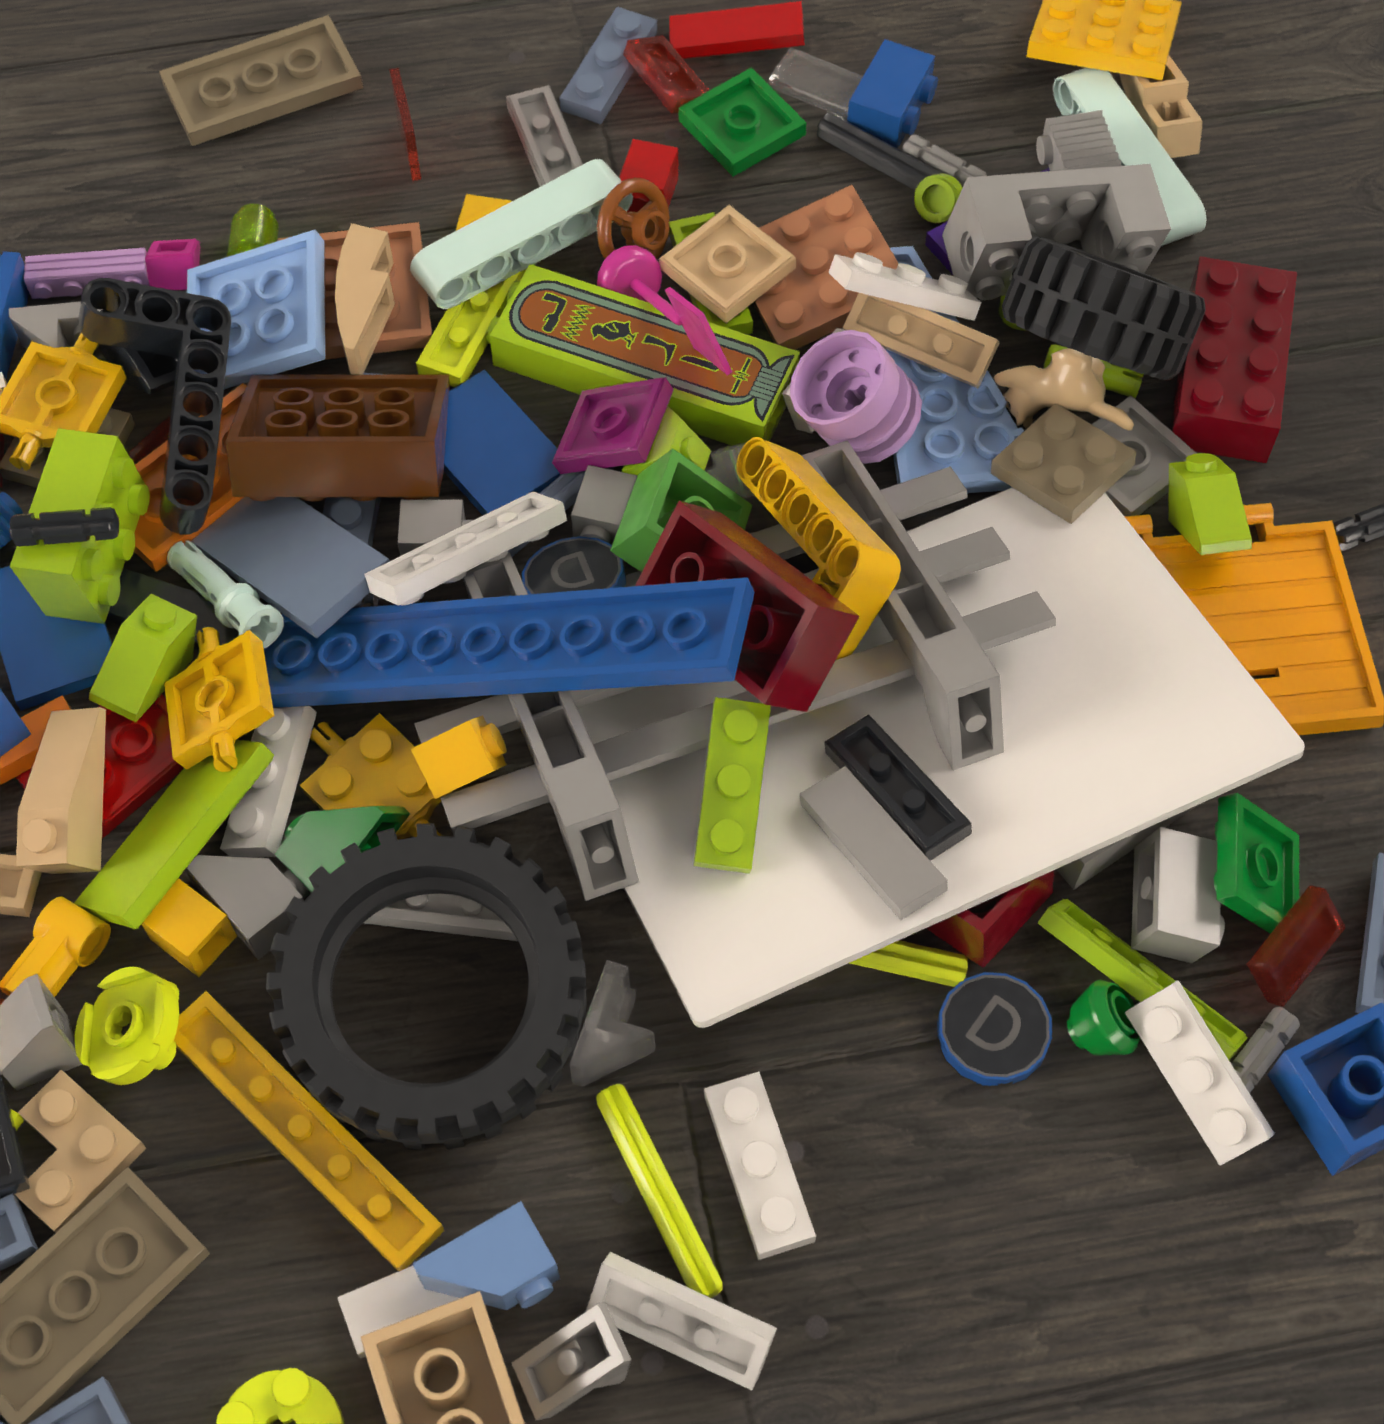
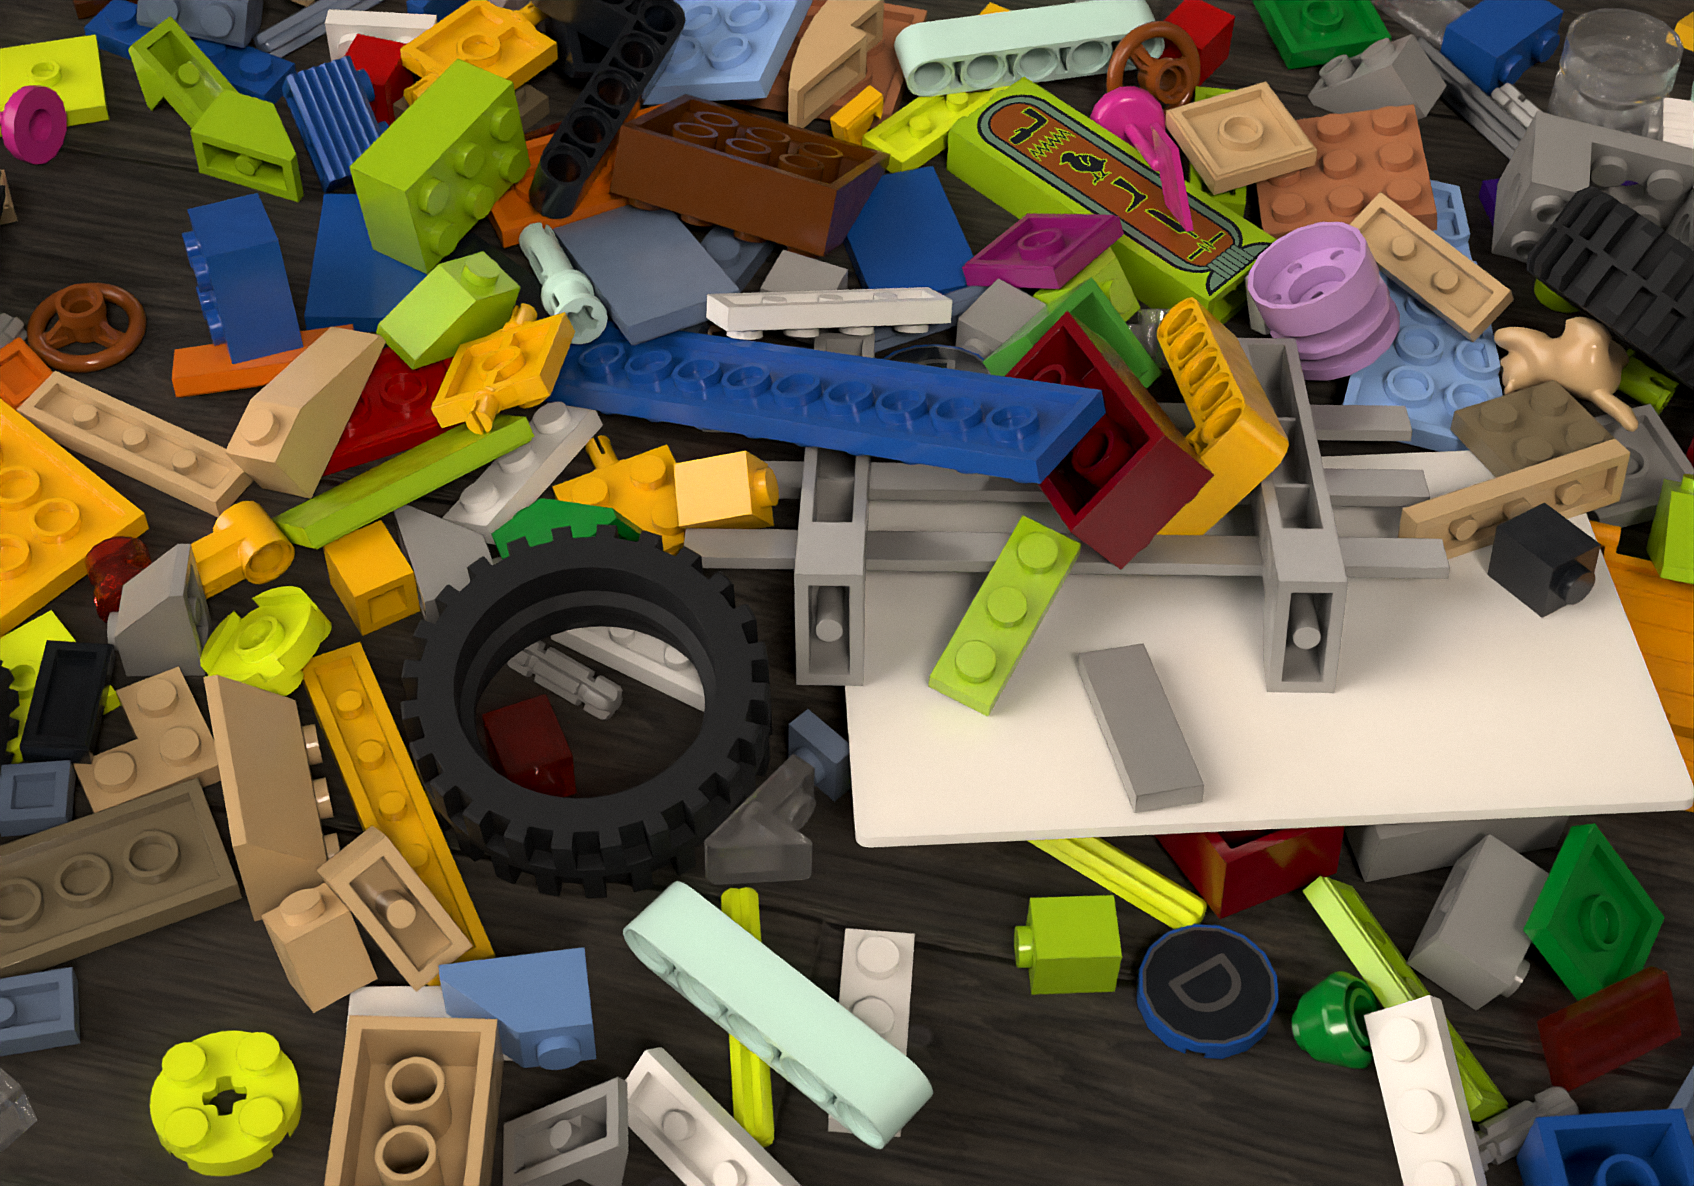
camera: 20 degrees right, 10 degrees down
(64, 526) = (419, 143): black axle -> none
(202, 1161) = (270, 791): none -> tan slope
(300, 1278) = (319, 946): none -> tan brick
(347, 1223) = (394, 907): none -> tan slope
(391, 954) = (569, 679): none -> light grey axle
(391, 1036) = (530, 747): none -> clear red brick
(404, 349) = (857, 115): none -> yellow tile
(622, 945) = (824, 751): none -> sand blue plate
(690, 1190) = (779, 1014): none -> light aqua beam
(813, 169) = (1380, 77): none -> light grey slope
(881, 1034) = (1070, 944): none -> lime brick
(899, 786) = (1197, 686): black tile -> none
(905, 285) = (1427, 206): white plate -> none
(937, 197) = (1501, 145): lime tile -> none
(997, 107) = (1615, 69): none -> clear wheel
(1074, 531) = (1566, 483): none -> tan plate
(1117, 578) = (1544, 560): none -> black brick

